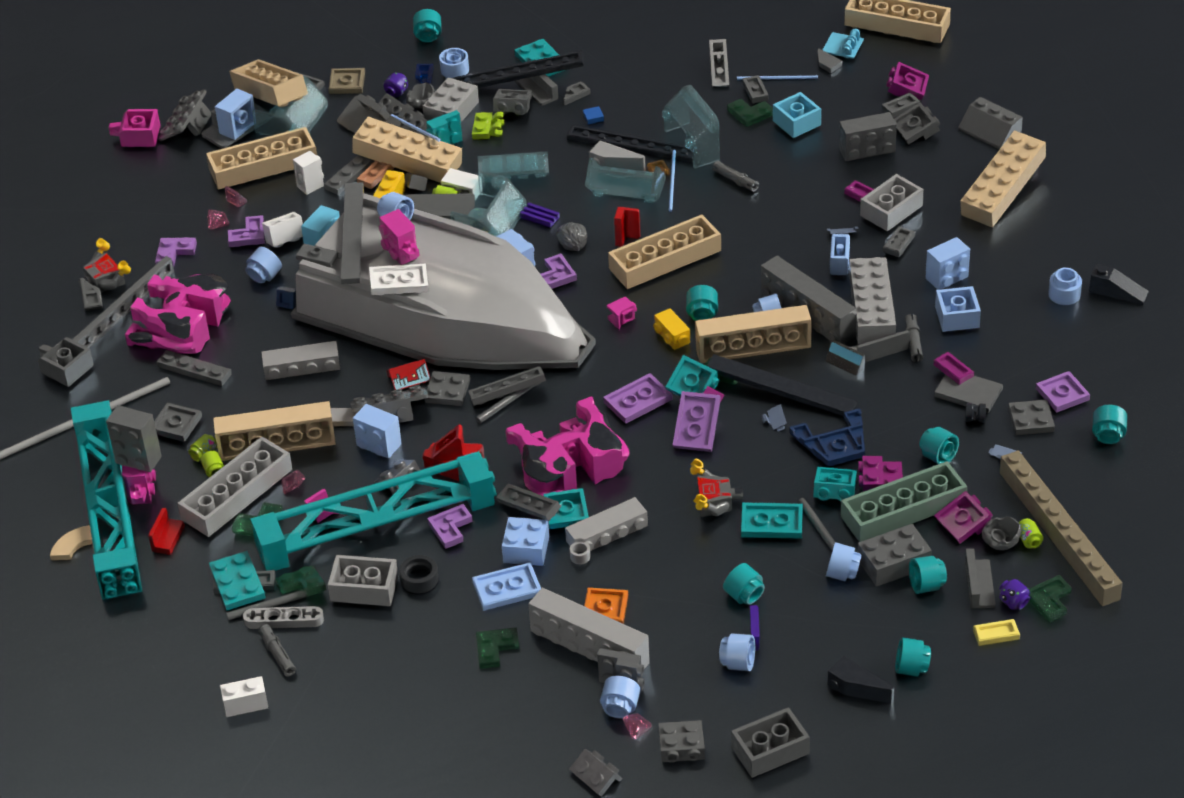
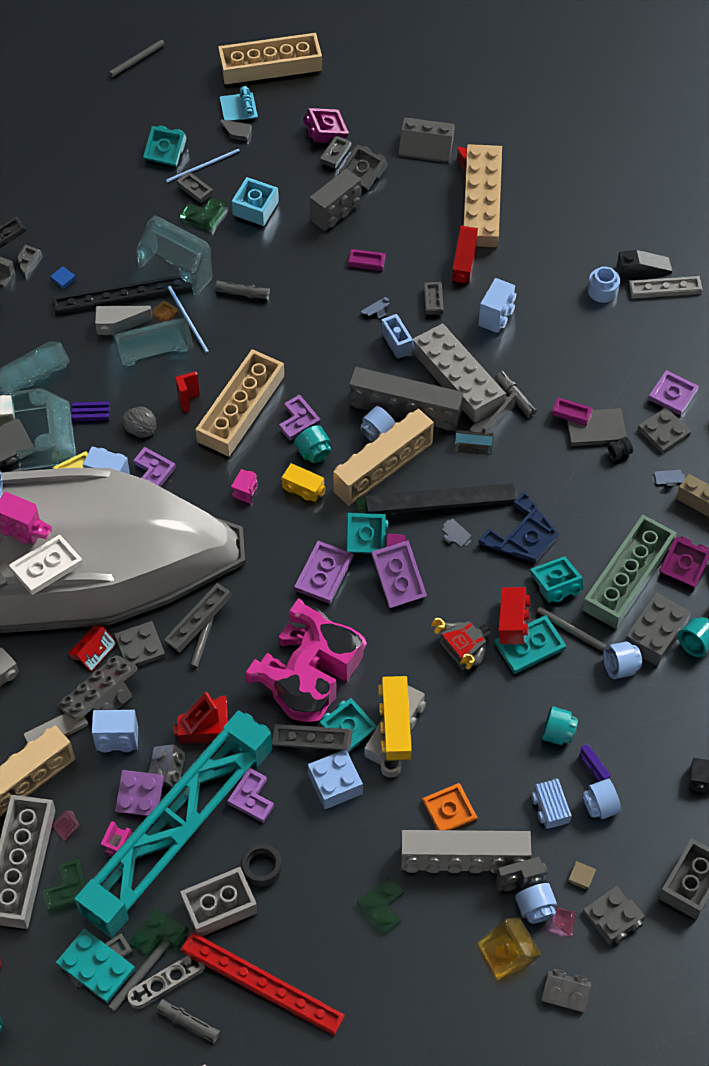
camera: 35 degrees left, 15 degrees up
(354, 652) = (263, 983): none -> red tile
(362, 475) = (139, 792): none -> medium lavender plate
(506, 586) = (347, 834): light blue tile -> none
(572, 719) = (508, 948): none -> clear yellow slope
(605, 514) = (396, 718): none -> yellow brick
(678, 701) = (582, 875): none -> dark tan tile
(693, 638) = (551, 804): none -> light blue brick
(712, 277) = (302, 418): none -> medium lavender plate
(718, 63) = (143, 173): light grey slope -> none
(753, 50) = (165, 145): none -> teal plate
(770, 489) = (514, 615): none -> red brick
(877, 472) = (587, 552): magenta plate -> none
(891, 202) = (402, 260): light grey brick -> none
(939, 445) = (616, 498): teal piece -> none
(952, 217) = (465, 254): none -> red slope
(957, 309) = (535, 348): light blue brick -> none
(1126, 312) = (665, 287): none -> light grey tile

